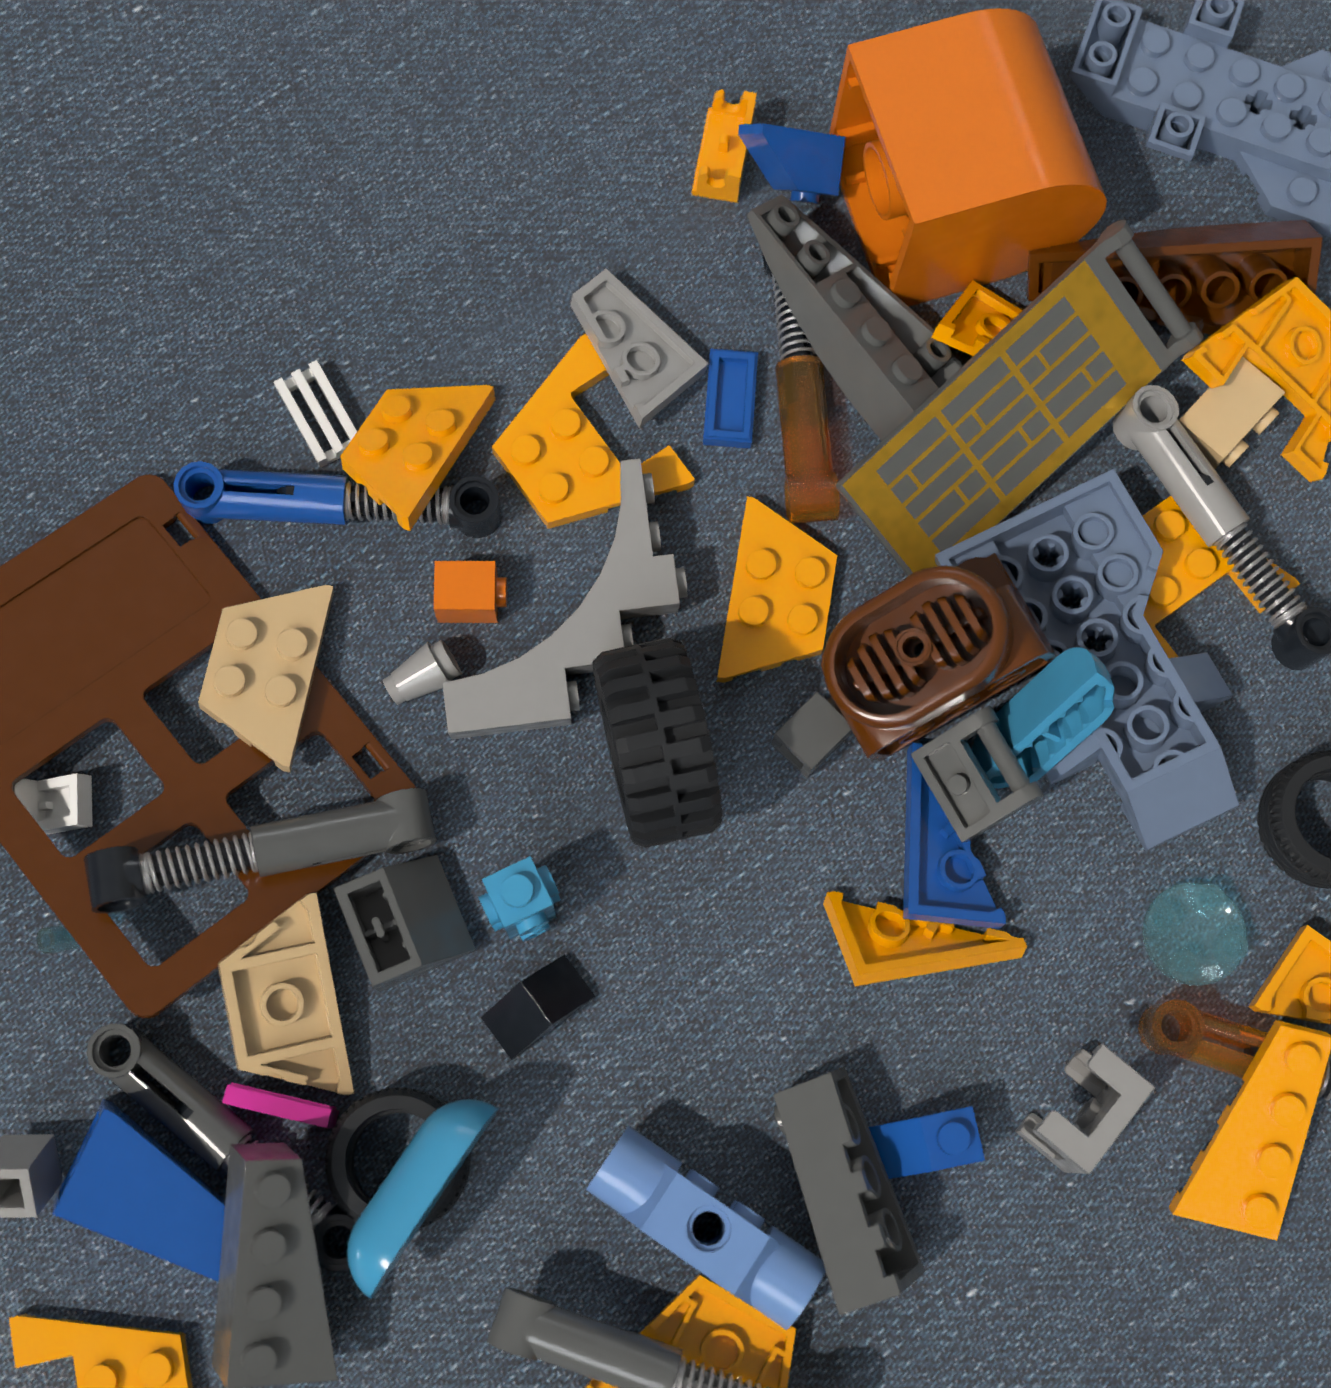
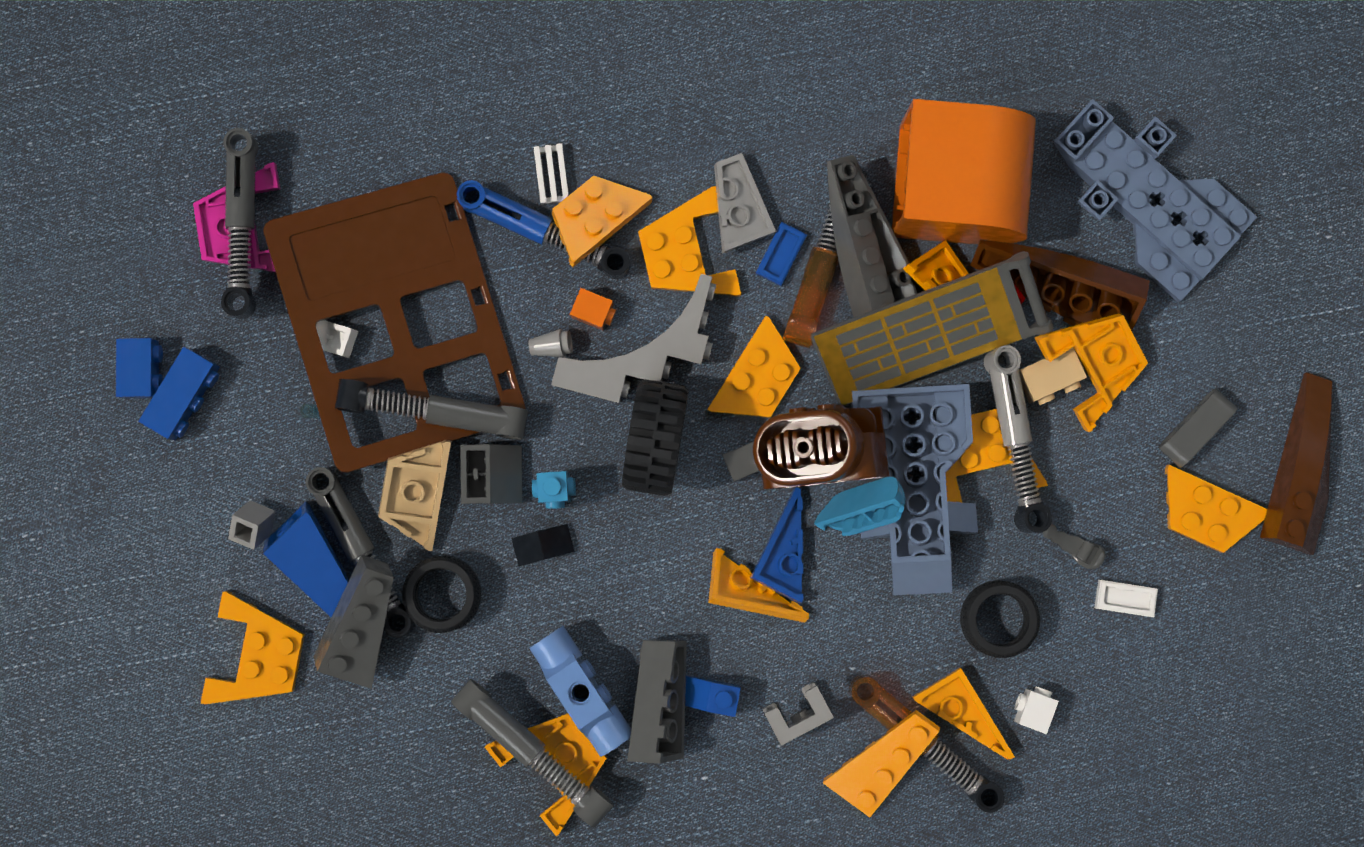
camera: 30 degrees right, 10 degrees up
(266, 669) = (469, 309): tan wing -> none
(280, 1105) = (393, 542): dark pink tile -> none
(413, 1189) = (443, 612): dark azure brick -> none
(722, 150) = (839, 104): light orange hinge -> none
(796, 159) = (875, 132): blue slope -> none
(963, 785) = (810, 520): dark grey plate -> none
(1194, 934) = (900, 648): clear light blue dish -> none

